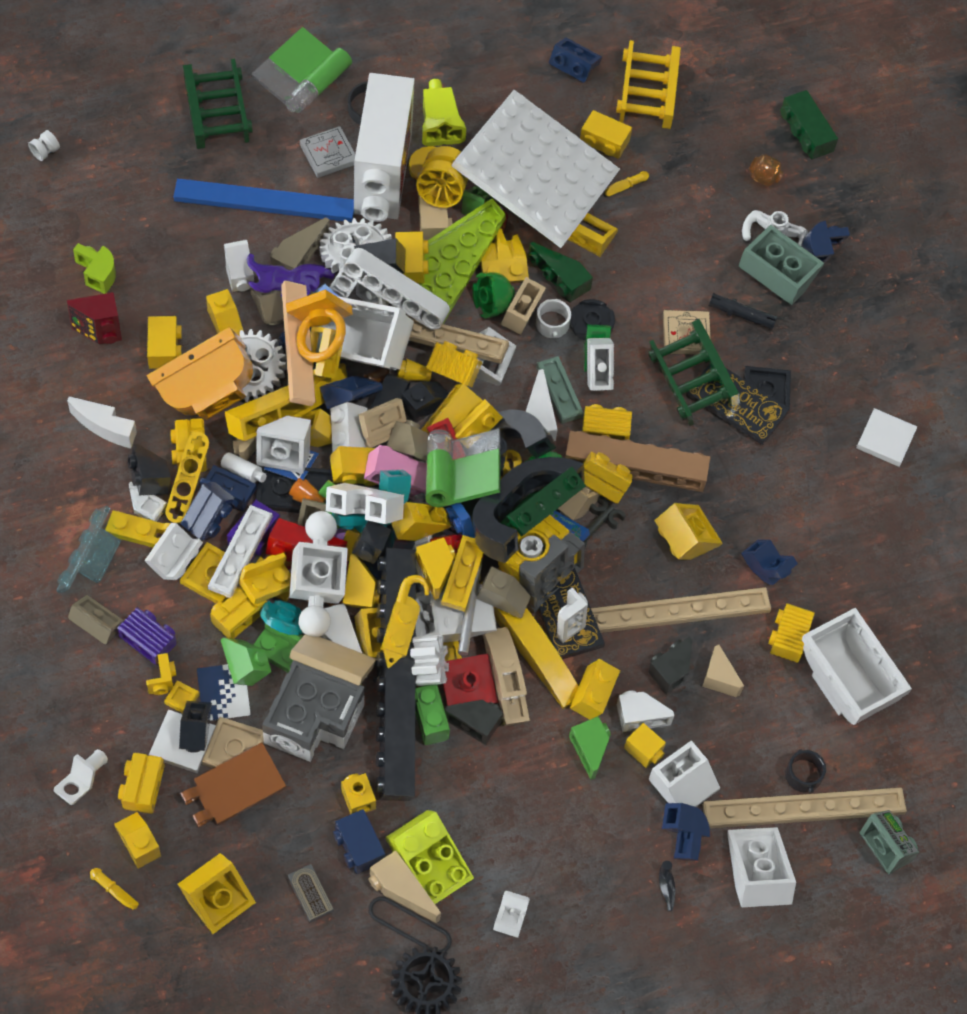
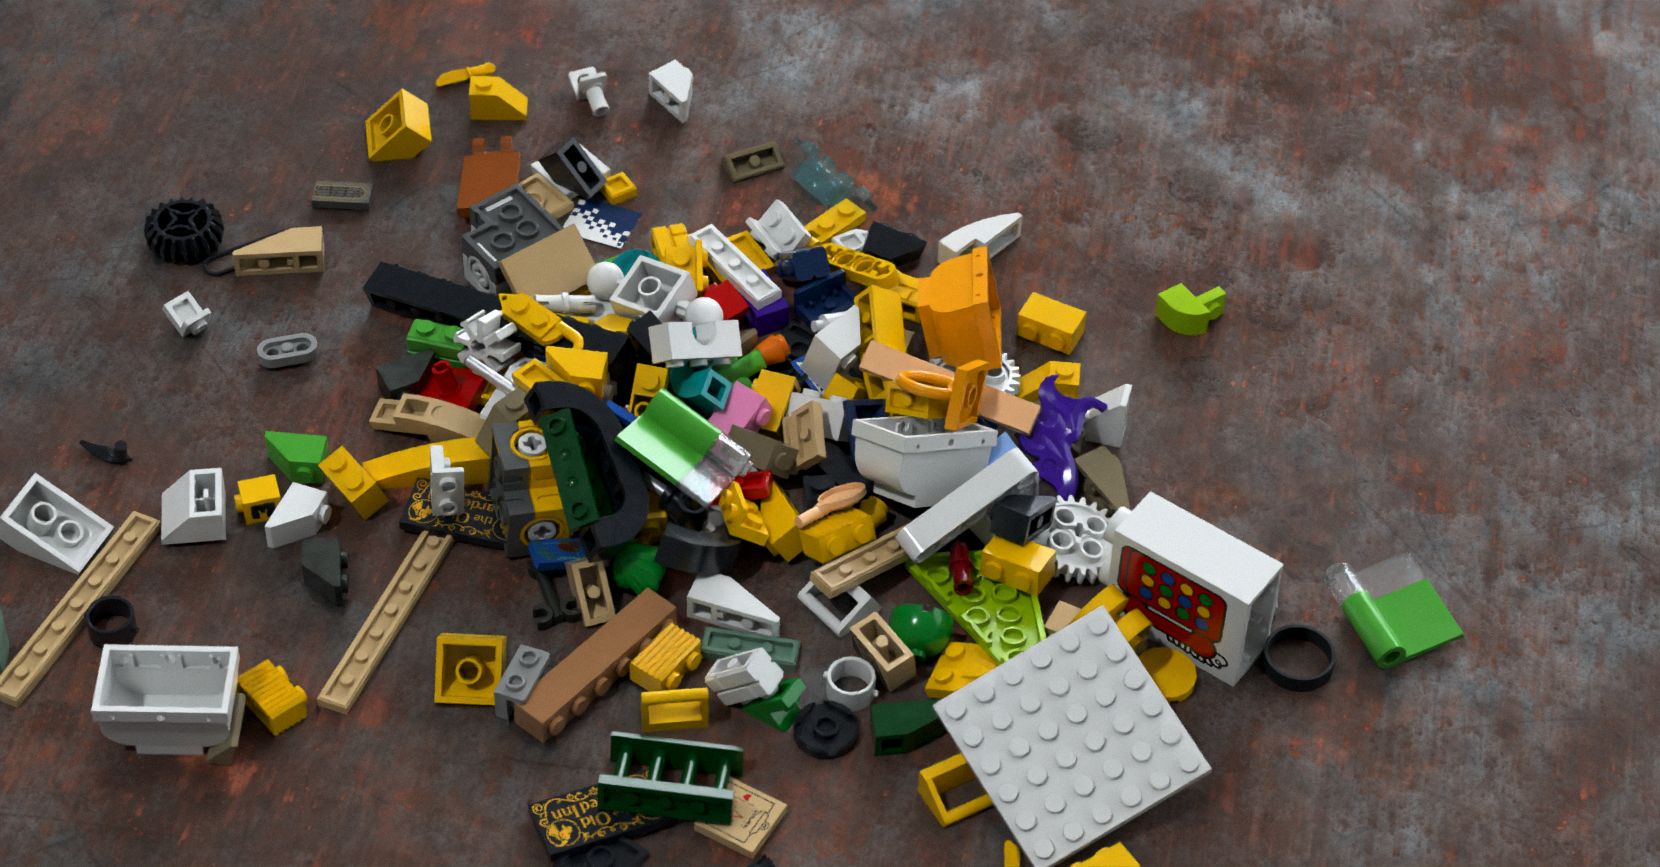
camera: 125 degrees right, 15 degrees down
(44, 145) = (1395, 327): white wheel -> none
(48, 711) = (672, 88): none -> white slope
(96, 318) = (1108, 272): dark red slope -> none
(142, 783) = (546, 121): yellow brick -> none
(147, 635) = (700, 182): dark purple brick -> none
(164, 684) = (649, 178): yellow bracket -> none
(199, 114) = (1386, 480): dark green fence -> none
(245, 661) = (617, 234): bright green slope -> none
(264, 200) = (1229, 465): blue tile -> none
(355, 635) = (567, 303): none -> white pin
(358, 793) = (407, 254): yellow brick -> none
(359, 841) = (357, 242): dark blue brick -> none
(430, 855) = (301, 283): neon yellow slope -> none
(431, 372) = (832, 500): none -> light nougat piece
(439, 284) = (961, 568): none -> dark red axle
(441, 116) = (1238, 713): neon yellow piece -> none
(500, 821) = (287, 350): none -> light grey plate
(606, 477) = (592, 609): yellow brick -> none
(633, 400) = (674, 709): none -> yellow tile
(683, 489) = (519, 679): none -> light grey bracket
(690, 825) = (145, 480): dark blue brick -> none
(721, 675) = (278, 606): tan slope -> none
(767, 562) = (370, 721): dark blue brick -> none

